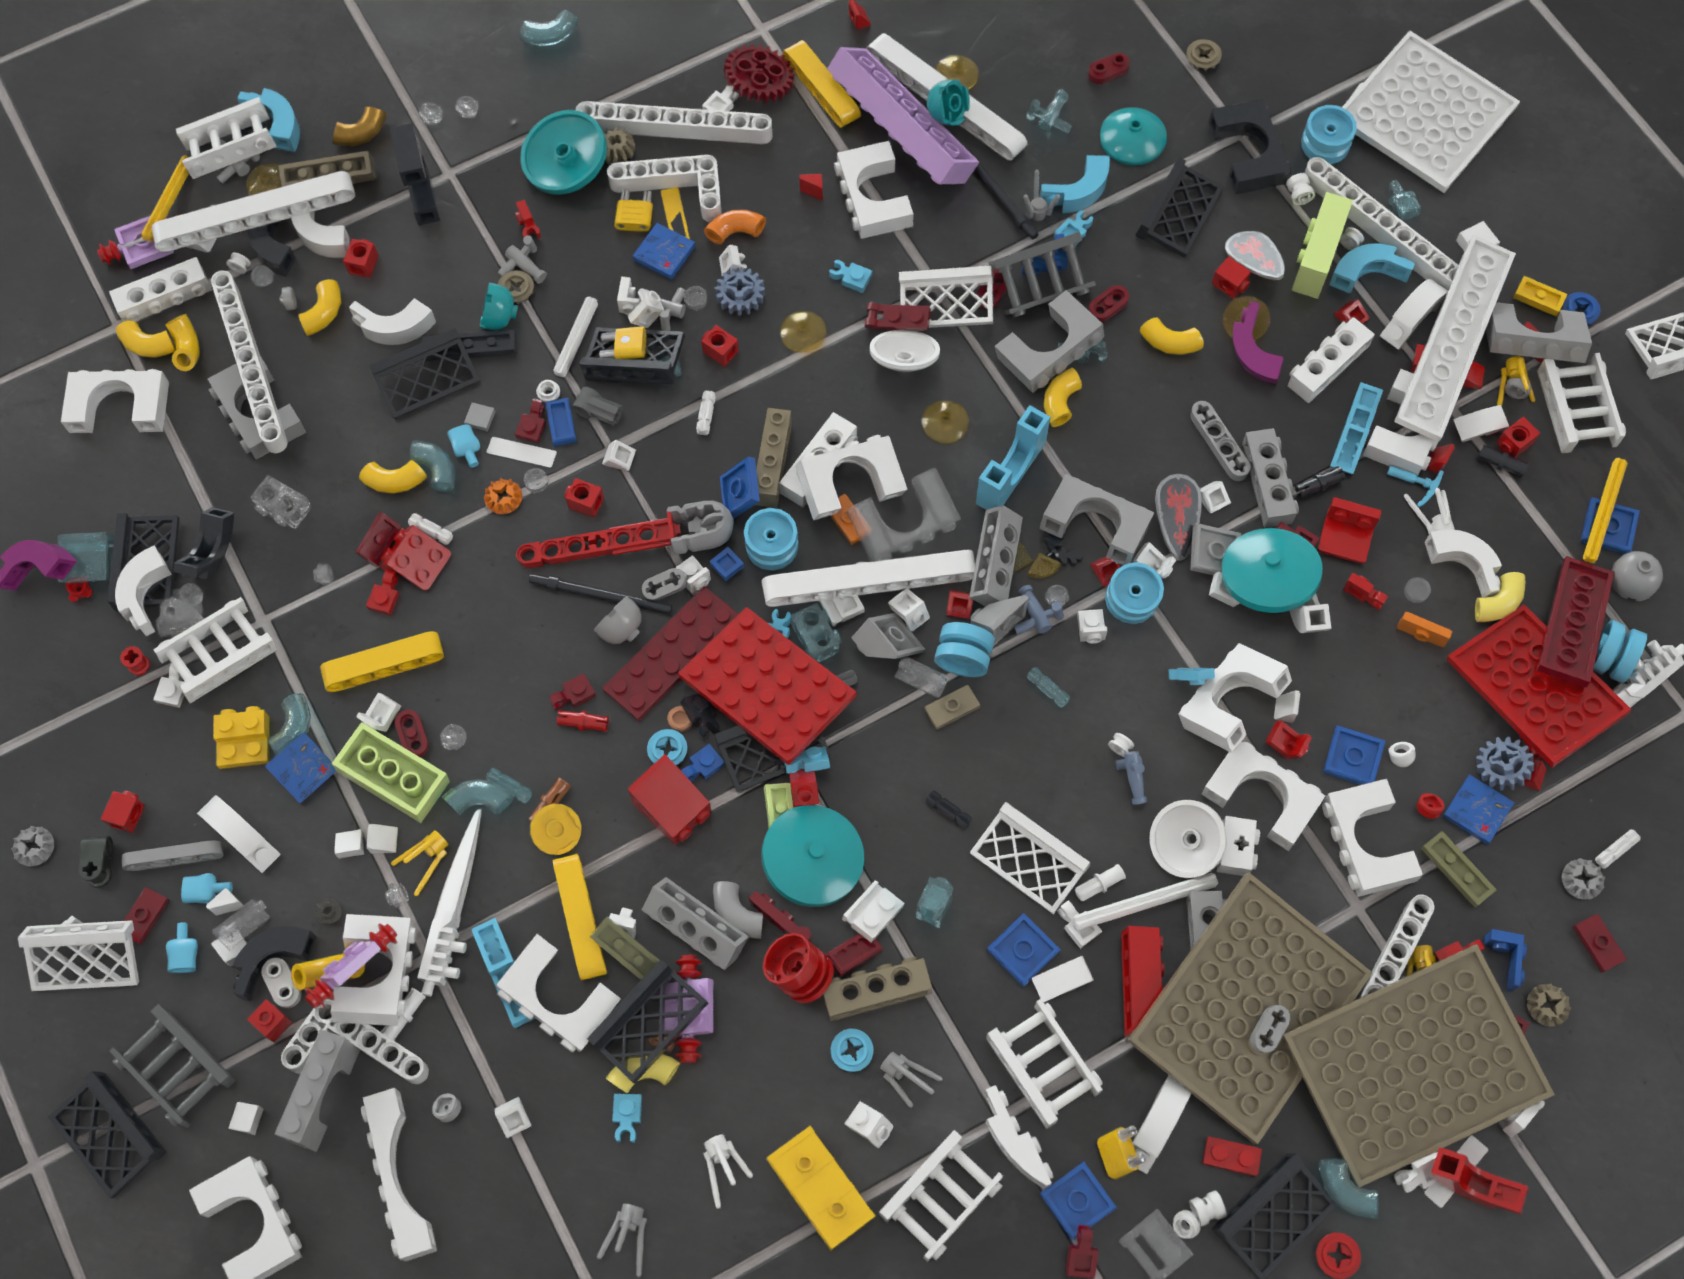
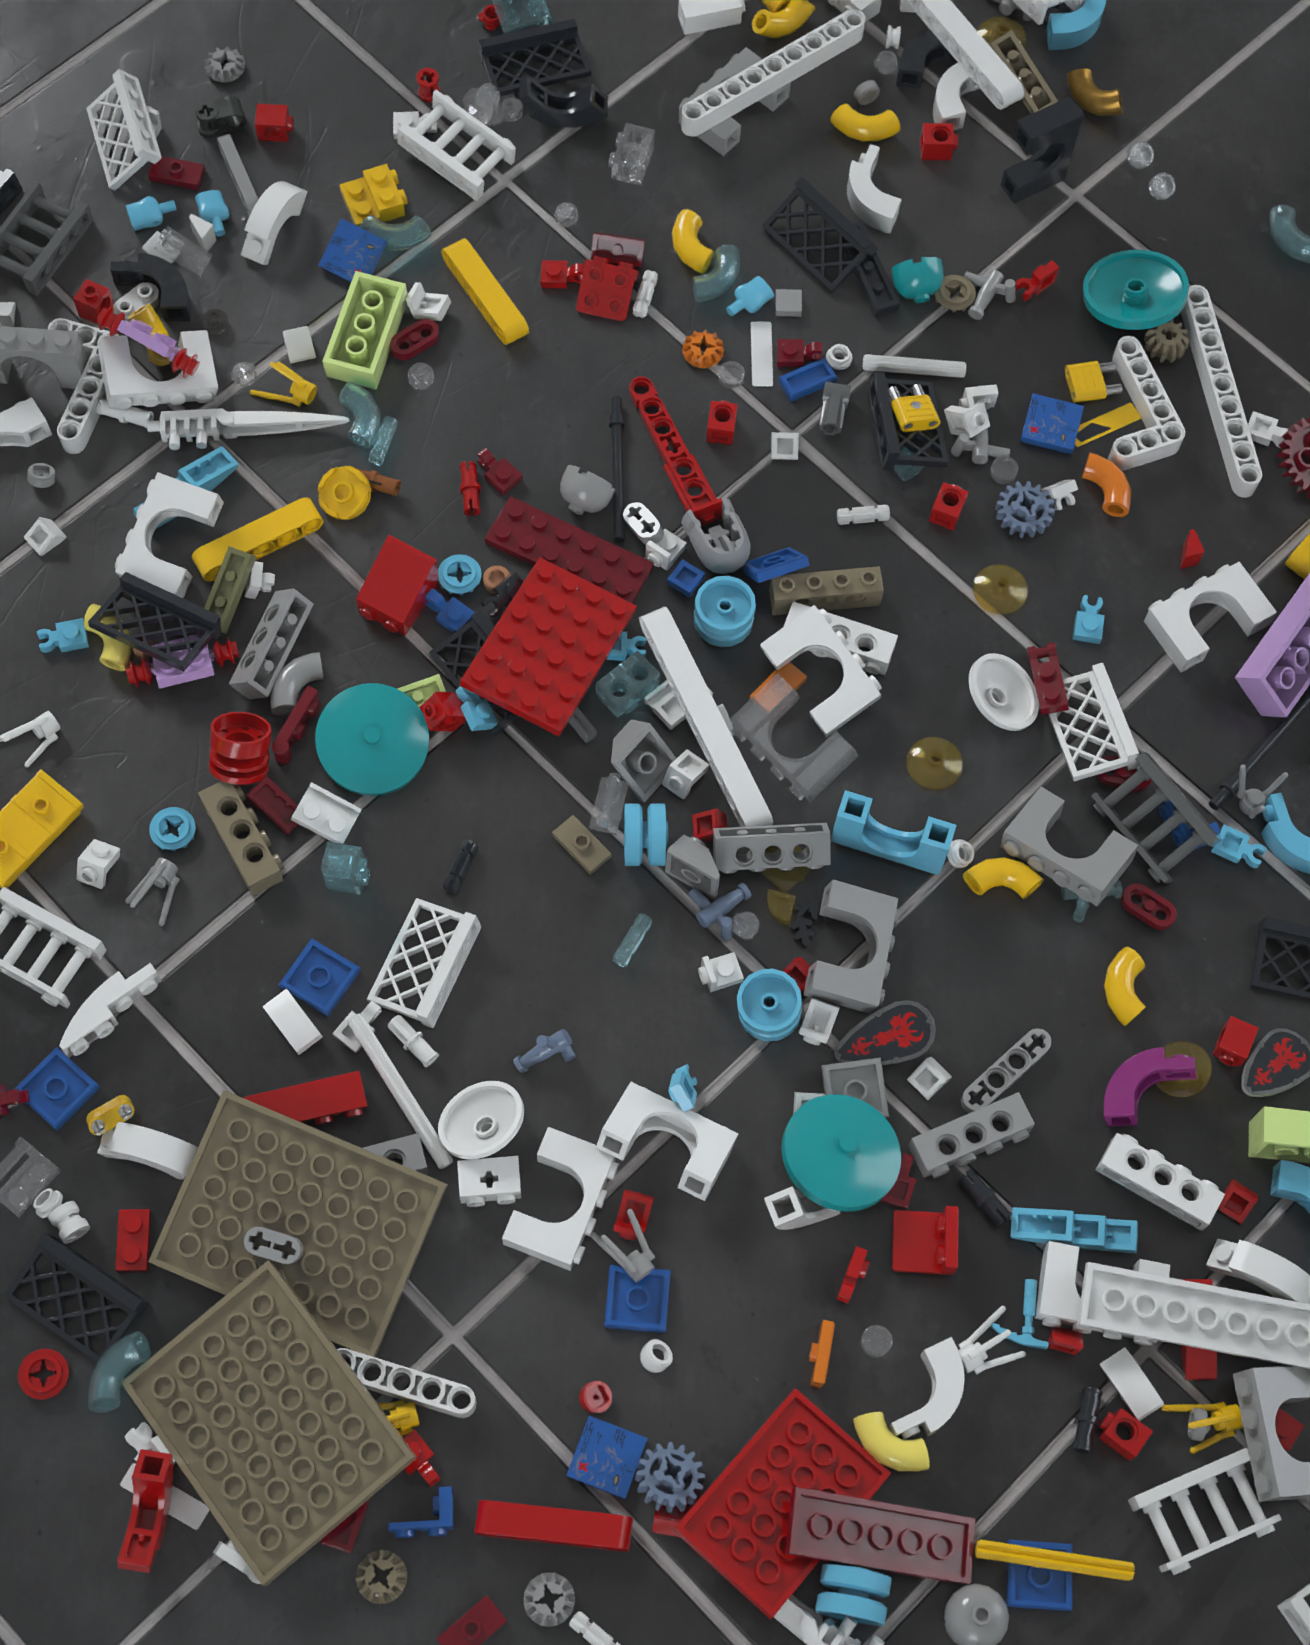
camera: 70 degrees right, 0 degrees up
(133, 584) = (498, 54): white arch -> none
(349, 844) = (287, 317): white slope -> none
(1033, 1086) = (188, 993): white fence -> none
(1121, 744) = (581, 1030): white bush -> none
(1287, 707) = (678, 1210): white slope -> none
(1333, 745) = (635, 1264): none -> light grey plant
(1367, 872) = (563, 1296): white arch -> none
(1458, 869) = (523, 1442): olive plate -> none
(1528, 861) = (553, 1525): none -> red beam

